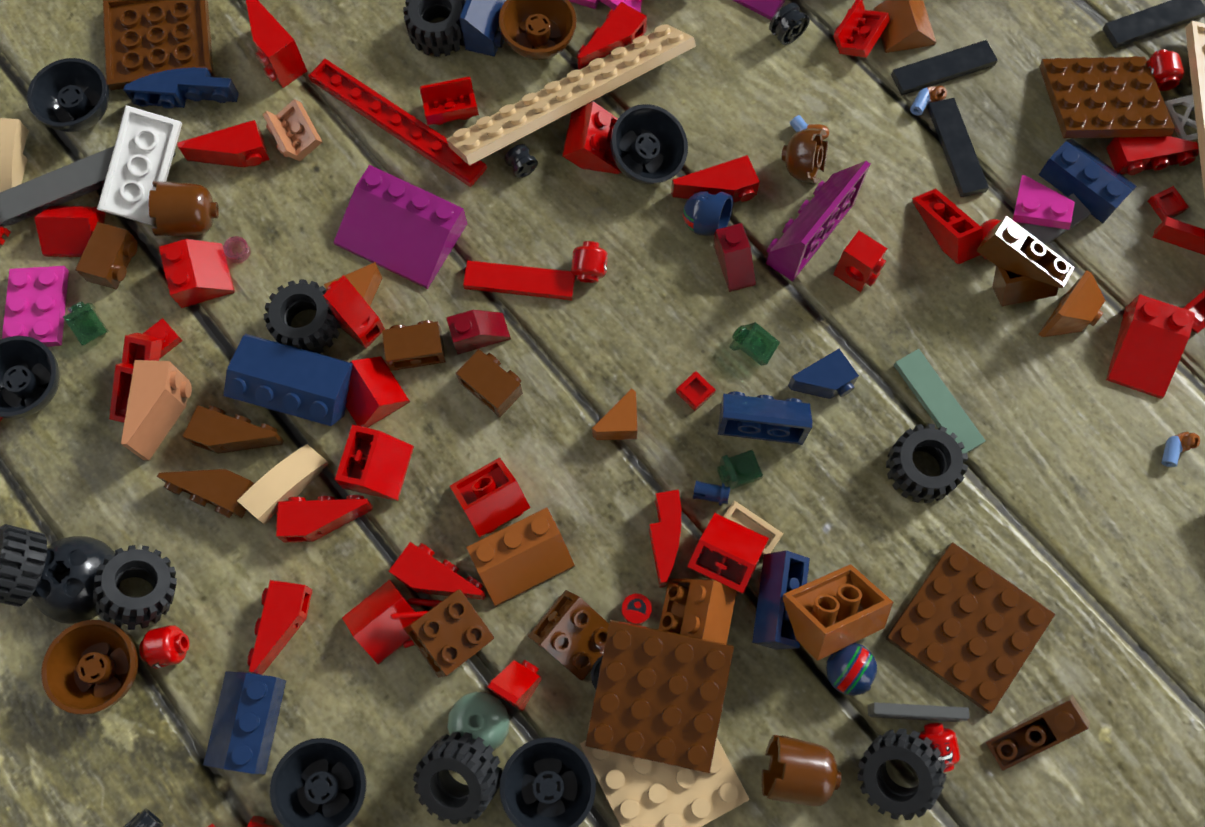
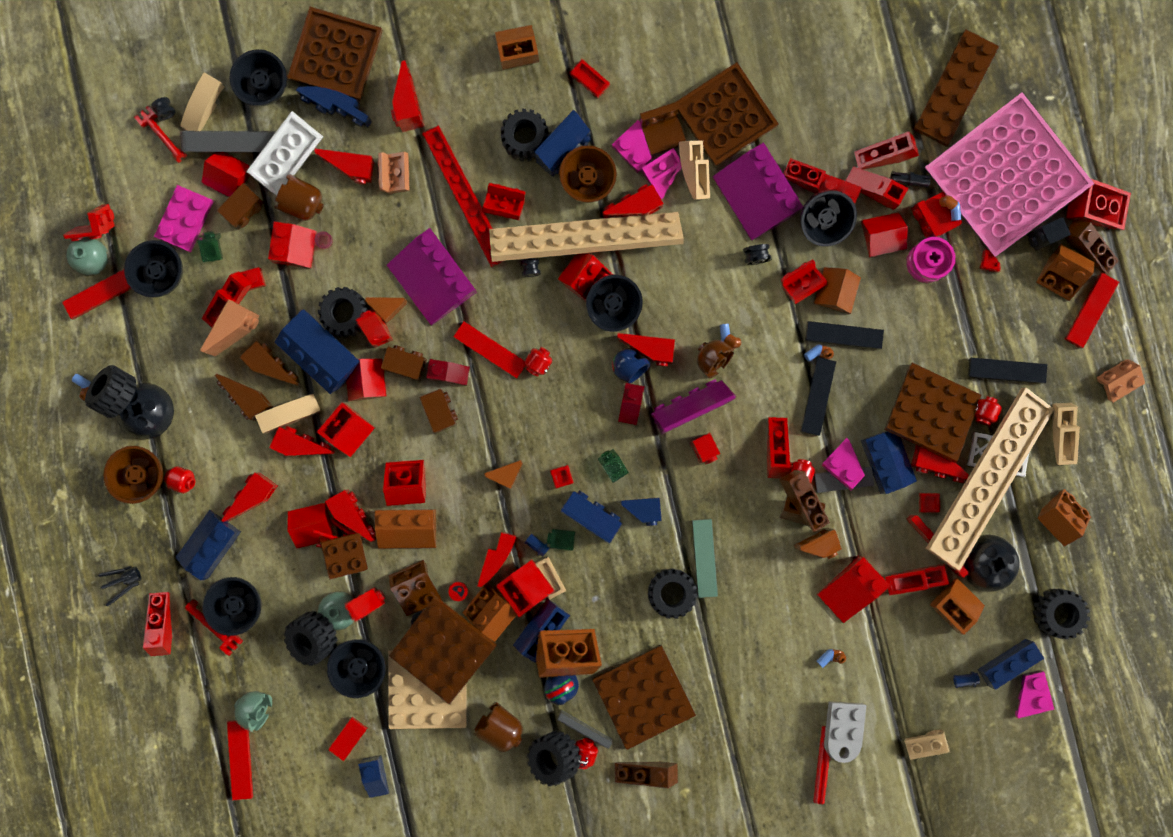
camera: 25 degrees right, 15 degrees up
(139, 564) = (163, 450): black tyre -> none

